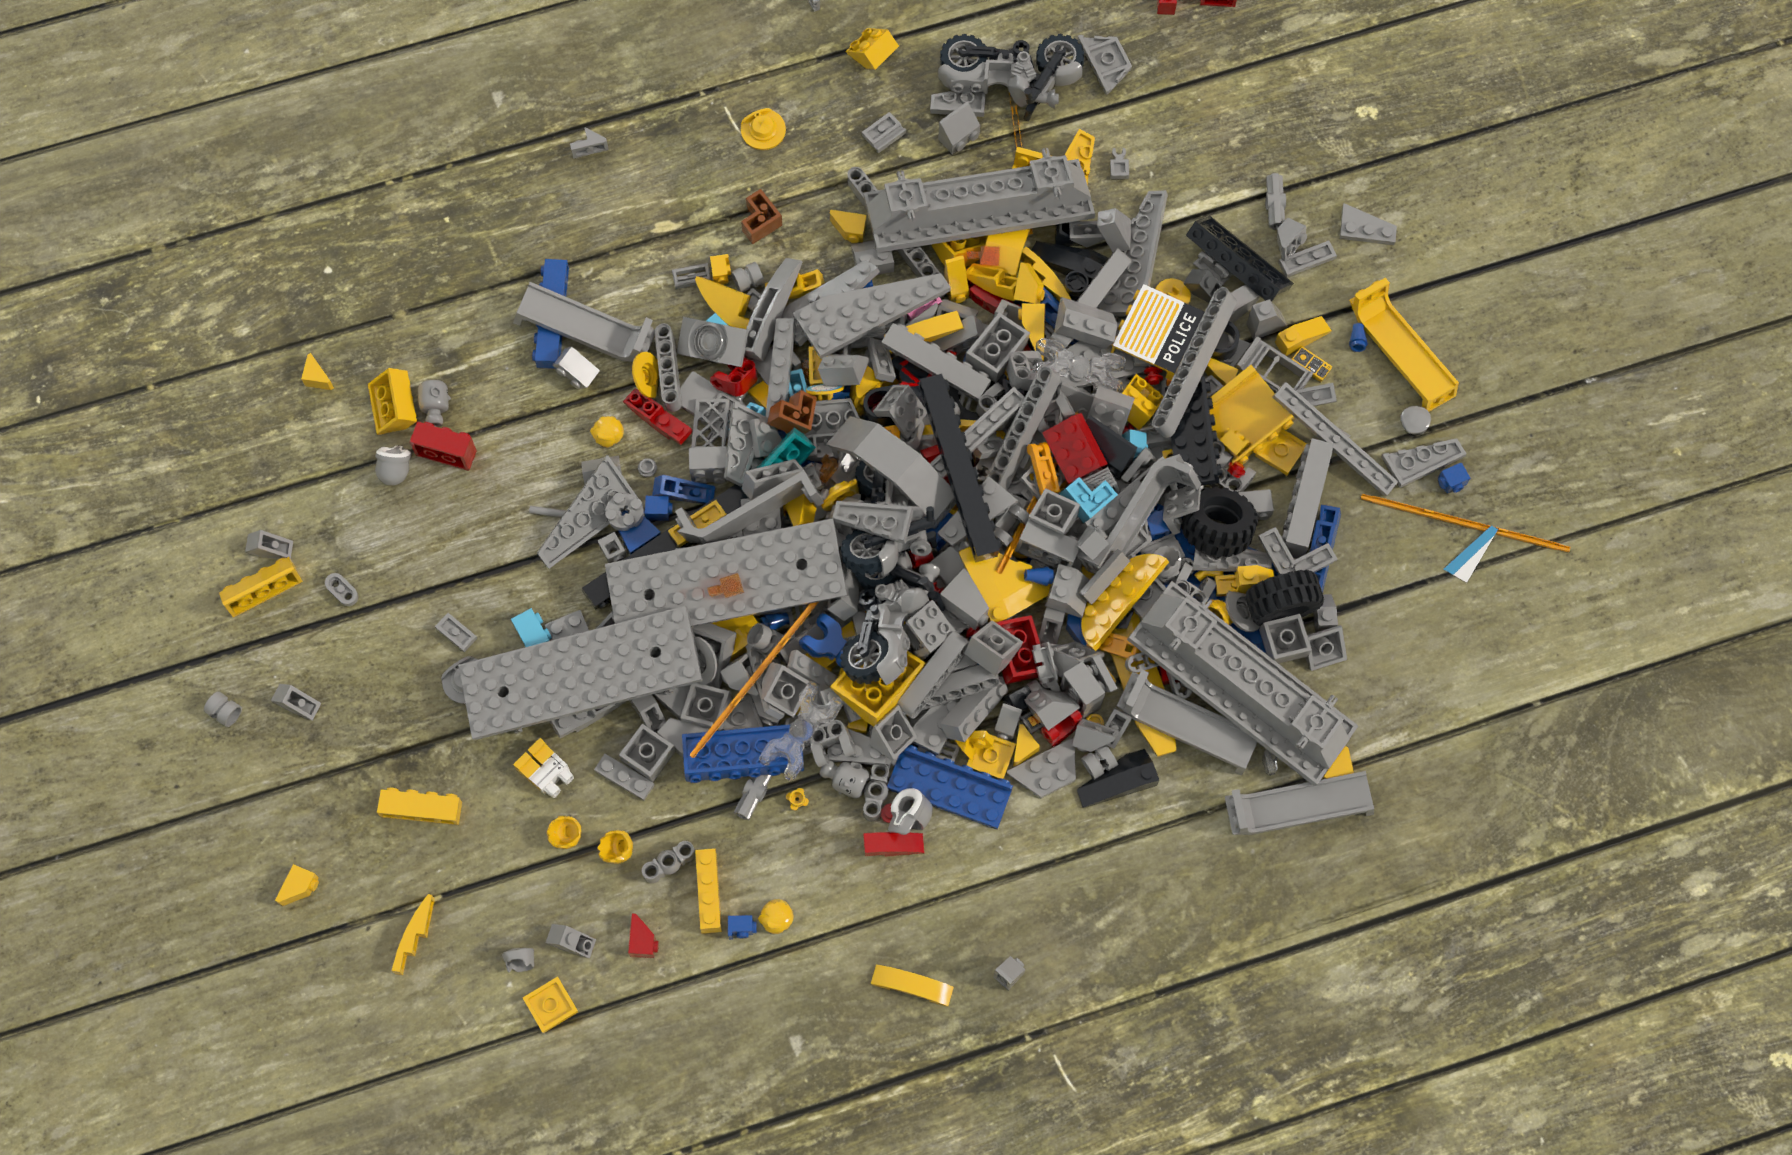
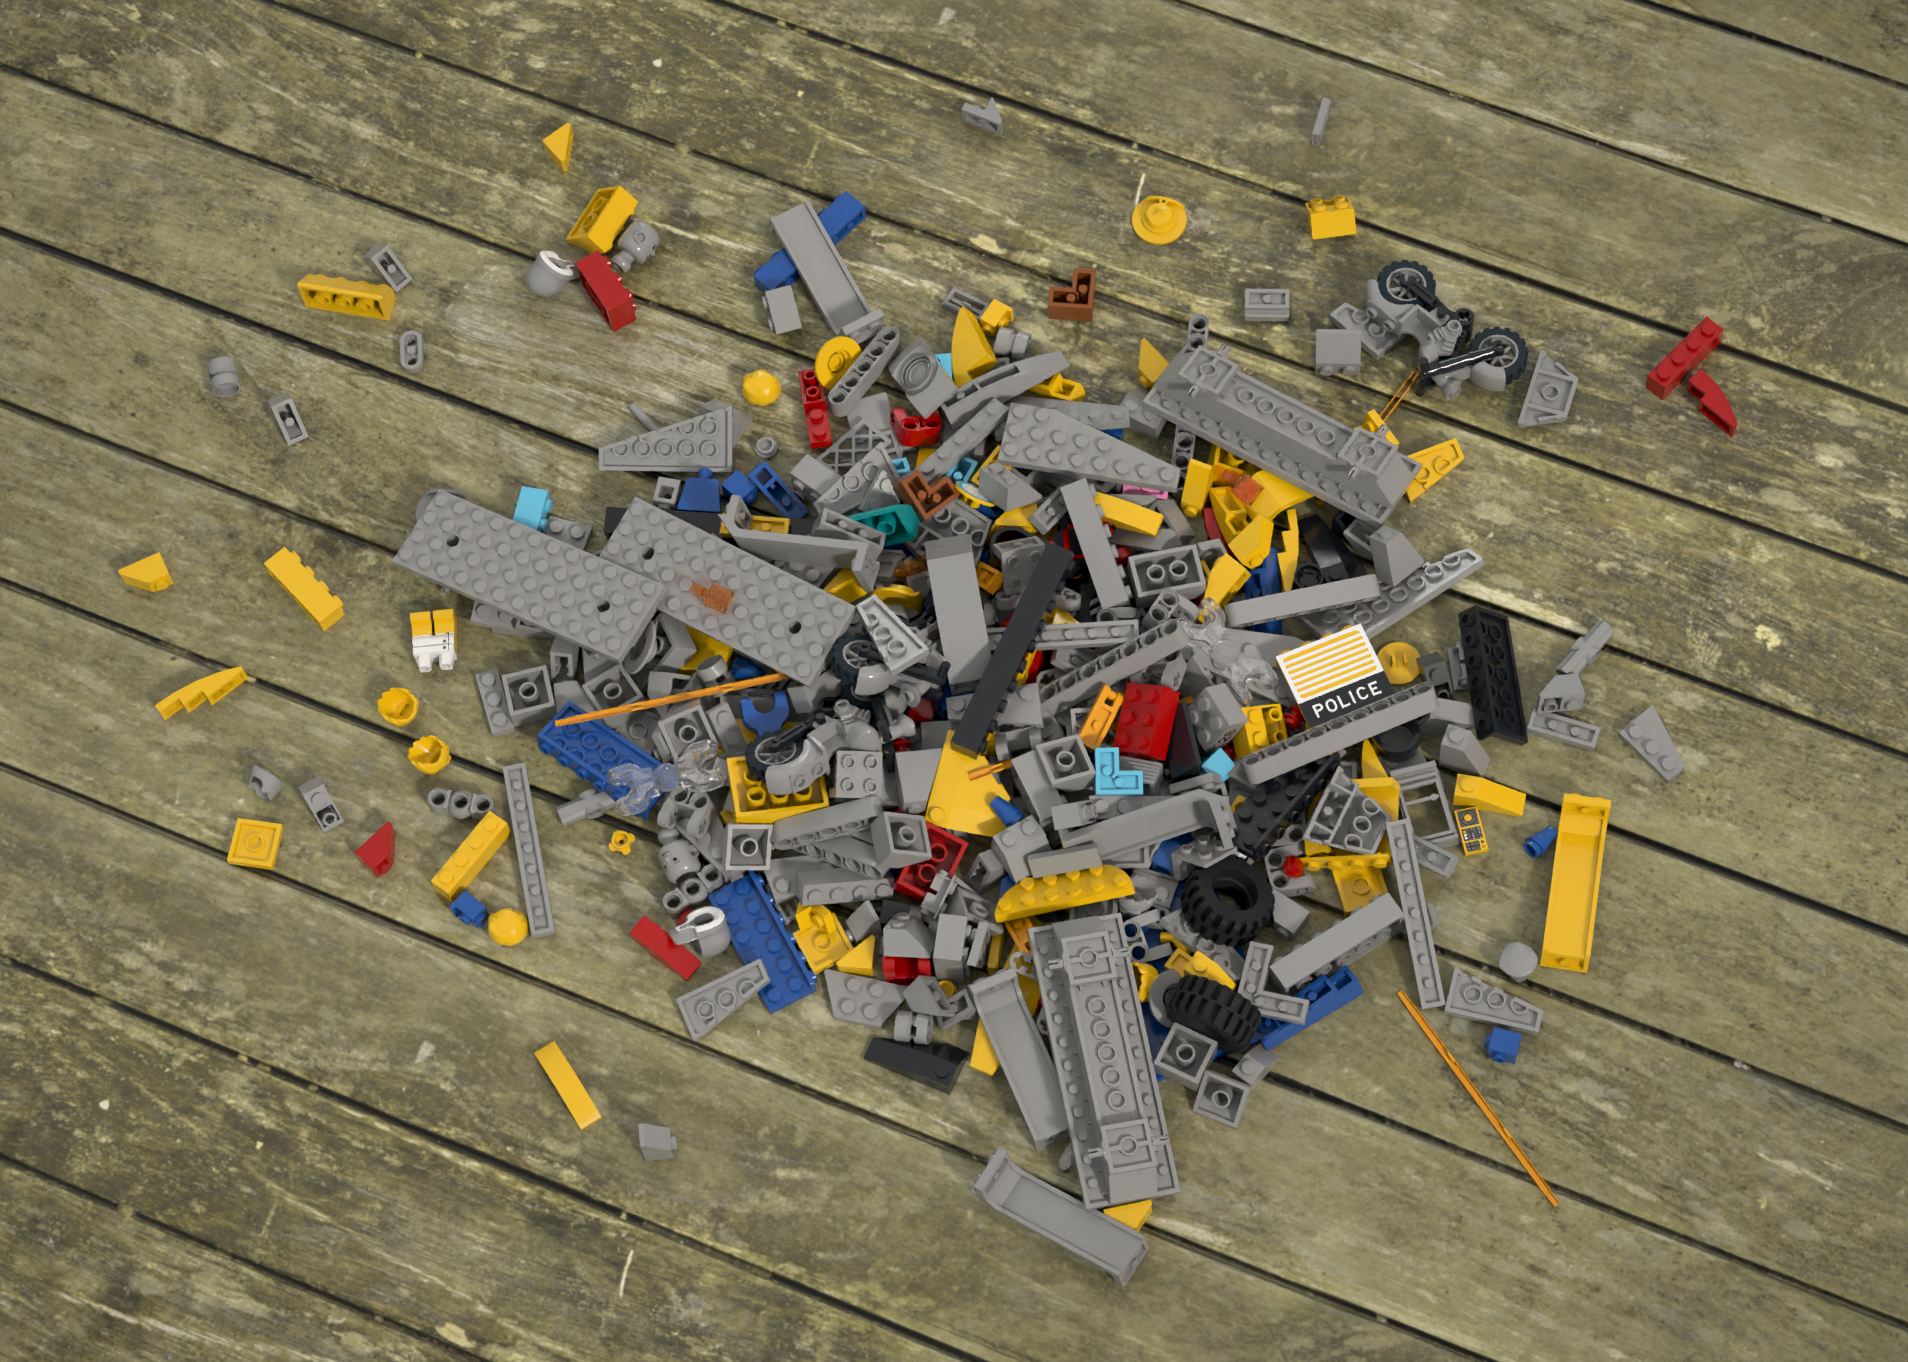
camera: 50 degrees right, 5 degrees down
(456, 632) = (471, 463): light grey plate -> none
(620, 502) = (704, 457): light grey plate -> none
(741, 854) = (529, 850): none -> light grey plate
(959, 848) = (718, 999): none -> light grey wing
(1085, 323) = (1270, 616): light grey slope -> none
(1119, 166) = (1463, 503): light grey plate -> none
(1243, 412) = (1346, 817): none -> light grey wedge
(1467, 561) = (1444, 1133): dark azure sticker -> none

